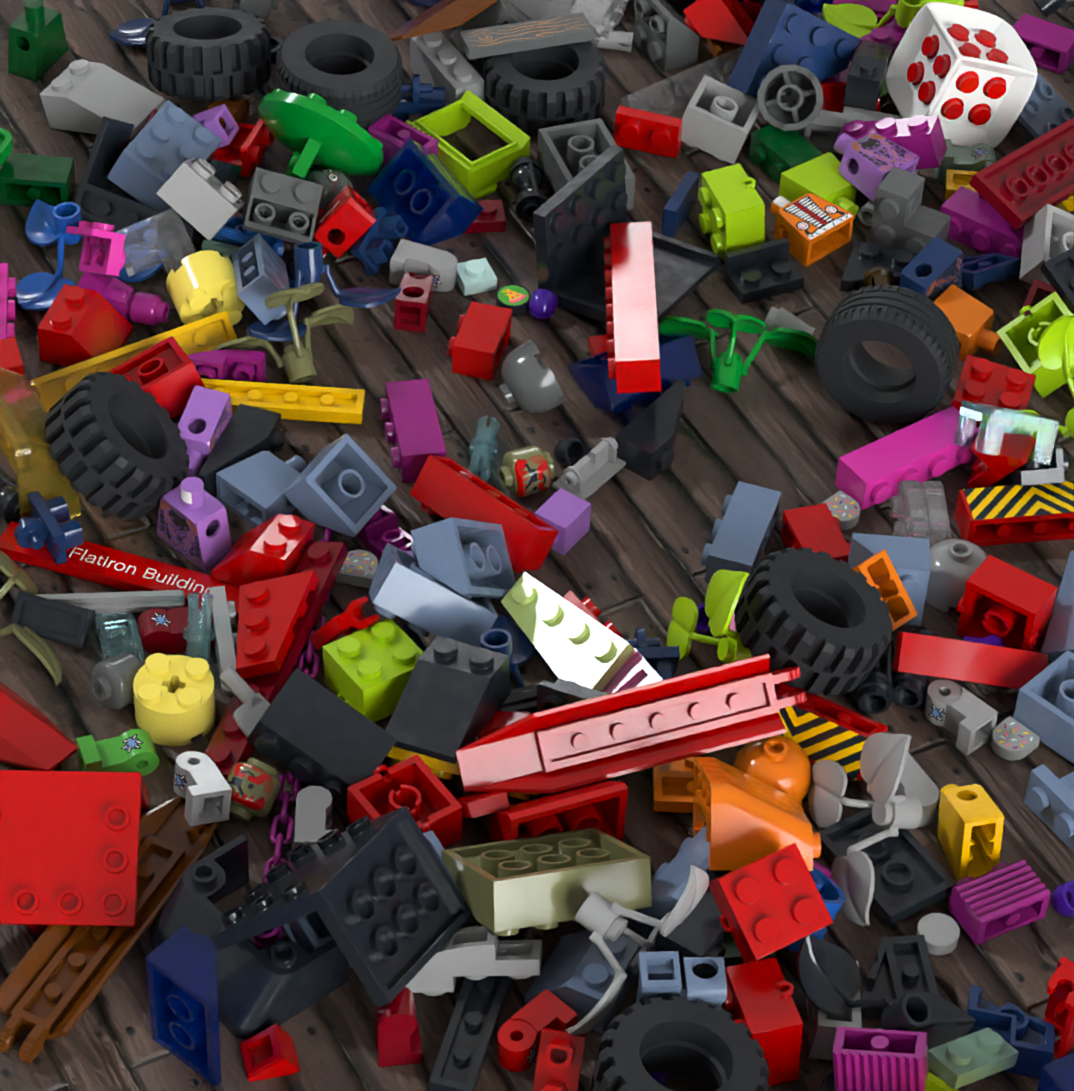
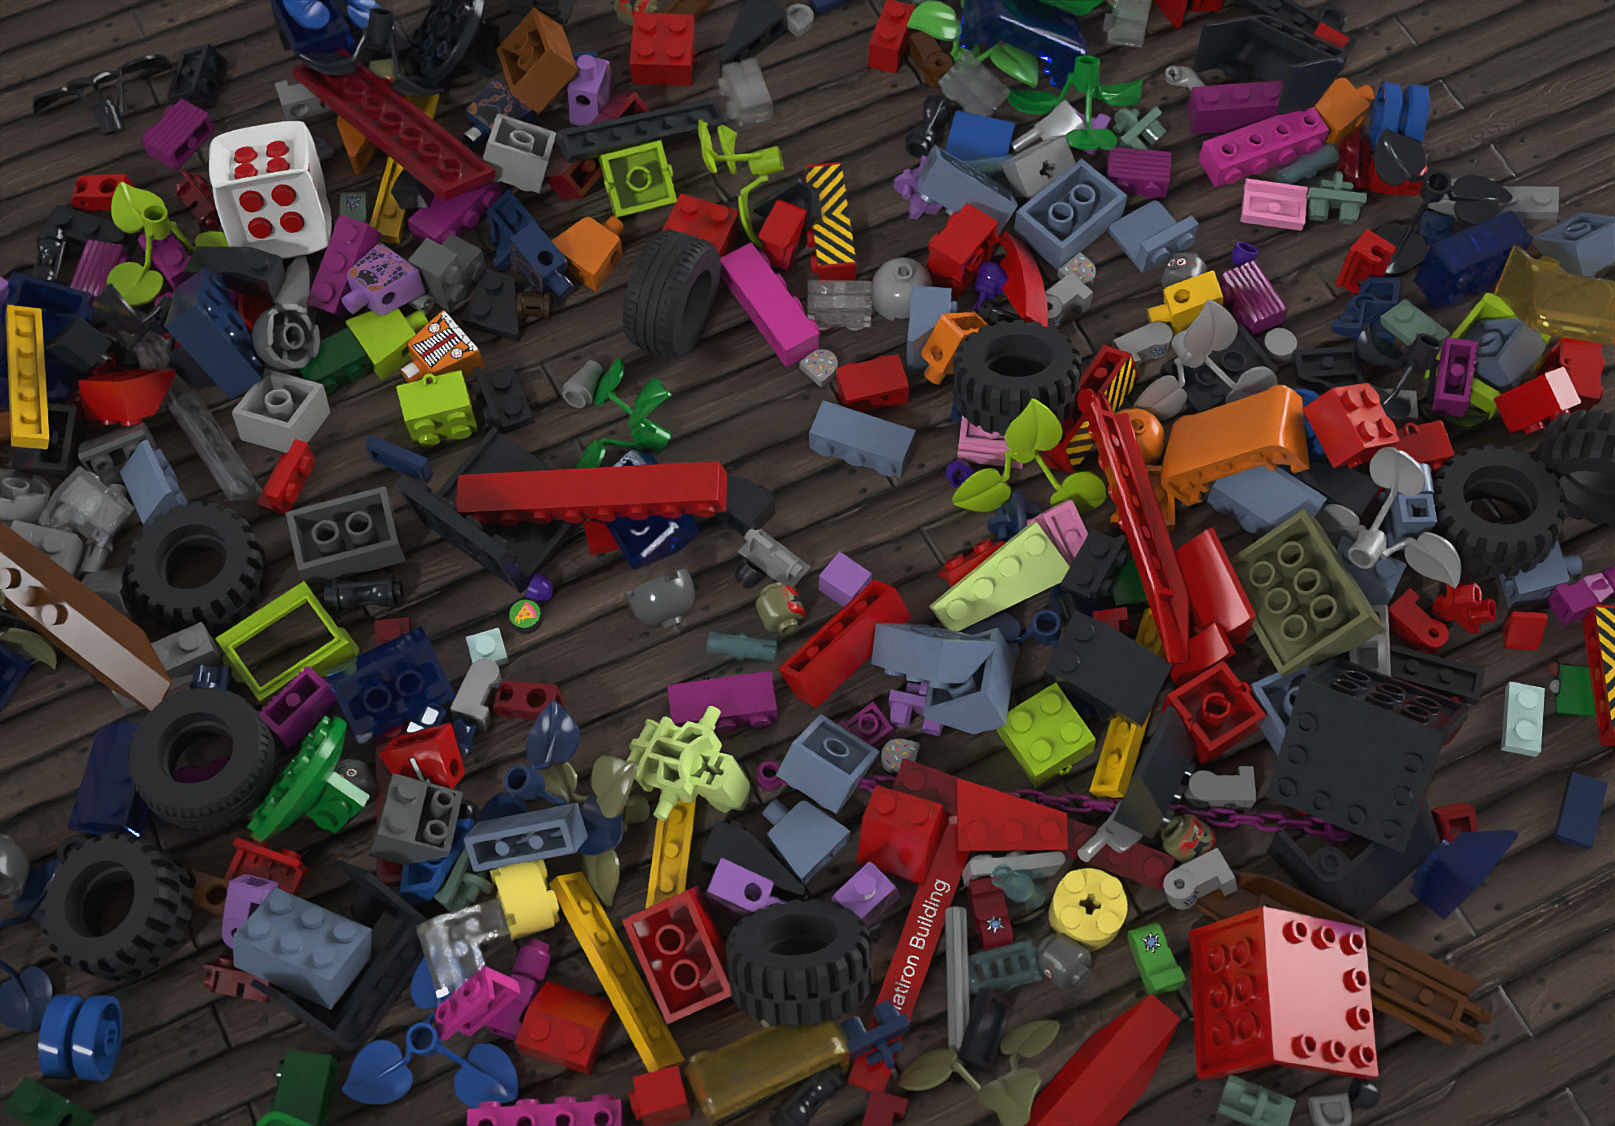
camera: 85 degrees left, 20 degrees up
(94, 90) = (177, 1027): light grey slope -> none
(97, 36) = (80, 1037): none -> blue wheel
(201, 197) = (424, 889): light grey slope -> none
(231, 365) = (630, 886): magenta slope -> none
(326, 382) = (687, 764): none -> yellowish green piece
(344, 624) = (997, 765): red plate -> none
(480, 340) = (594, 642): red brick -> none
(526, 35) = (154, 571): dark grey tile -> none
(631, 53) = (151, 483): none -> sand blue slope
(1000, 420) = (776, 208): clear light blue panel -> none
(1023, 830) = (1182, 267): none -> dark grey head

